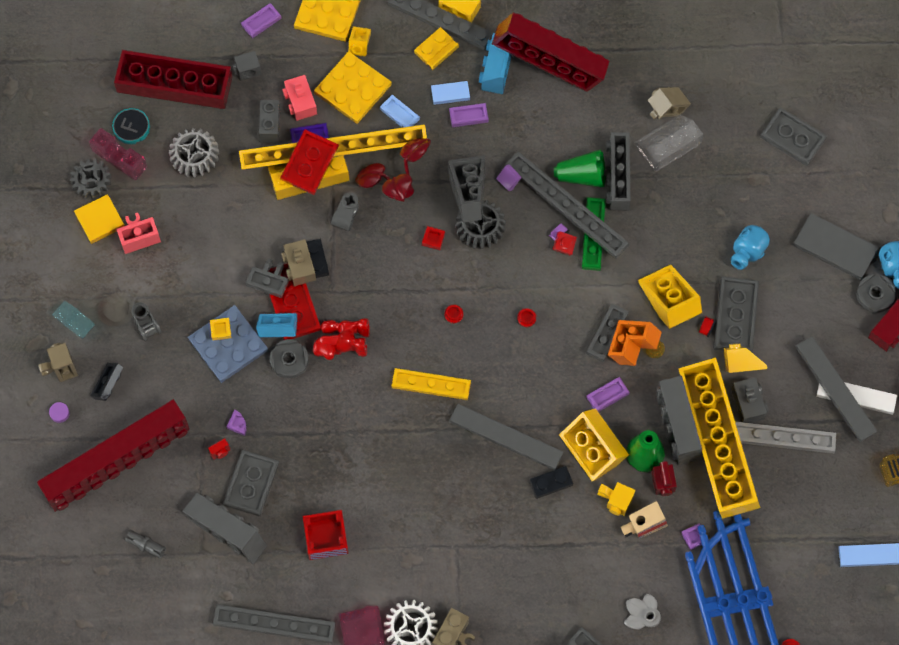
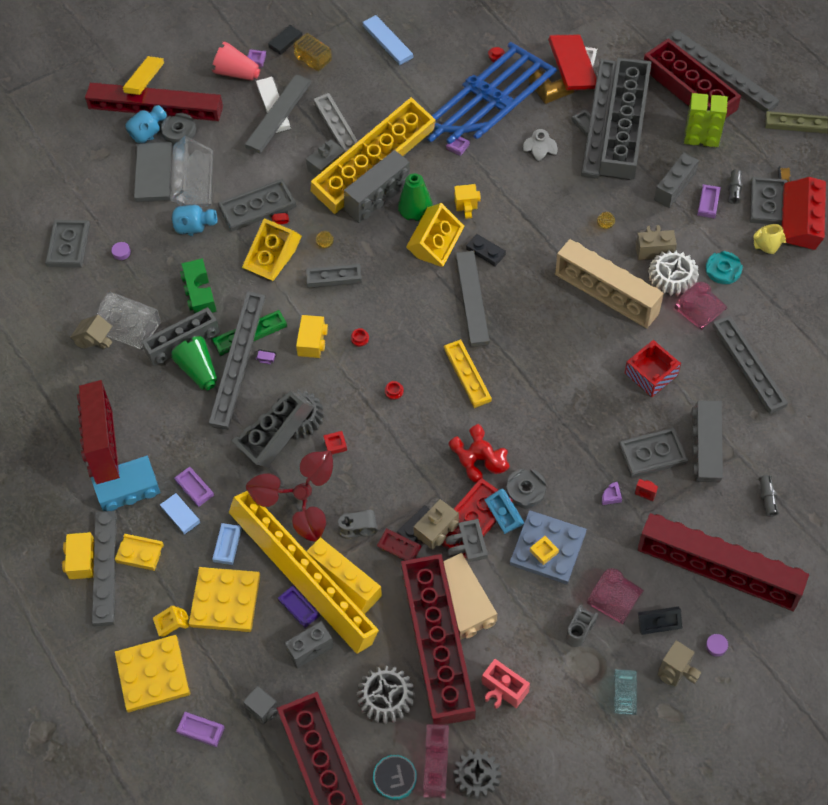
camera: 120 degrees left, 10 degrees down
(99, 219) = (510, 740): yellow tile -> none
(152, 366) = (614, 595): none -> clear pink slope
(208, 210) = (438, 640): none -> dark red brick
(225, 253) = (469, 601): none -> tan slope
(300, 98) = (266, 635): coral brick -> none
(308, 230) = (398, 545): none -> dark red plate
(309, 162) = (335, 569): red tile -> none
(433, 554) = (608, 283): none -> tan brick
(508, 177) = (238, 417): medium lavender tile -> none
(511, 611) = (606, 220): none -> clear yellow plate
(552, 277) = (311, 336): none -> yellow brick
(564, 243) = (274, 344): red plate -> none
(608, 394) = (385, 251): medium lavender tile -> none
(630, 338) = (327, 251): orange brick -> none
(652, 517) = (471, 169): tan torso -> none
(654, 207) = (195, 276): none -> green arch
(664, 479) = (432, 176): dark red brick -> none
(741, 359) = (297, 178): yellow slope -> none
(755, 174) = (121, 251): none -> medium lavender tile
(807, 275) = (191, 173): none -> clear slope

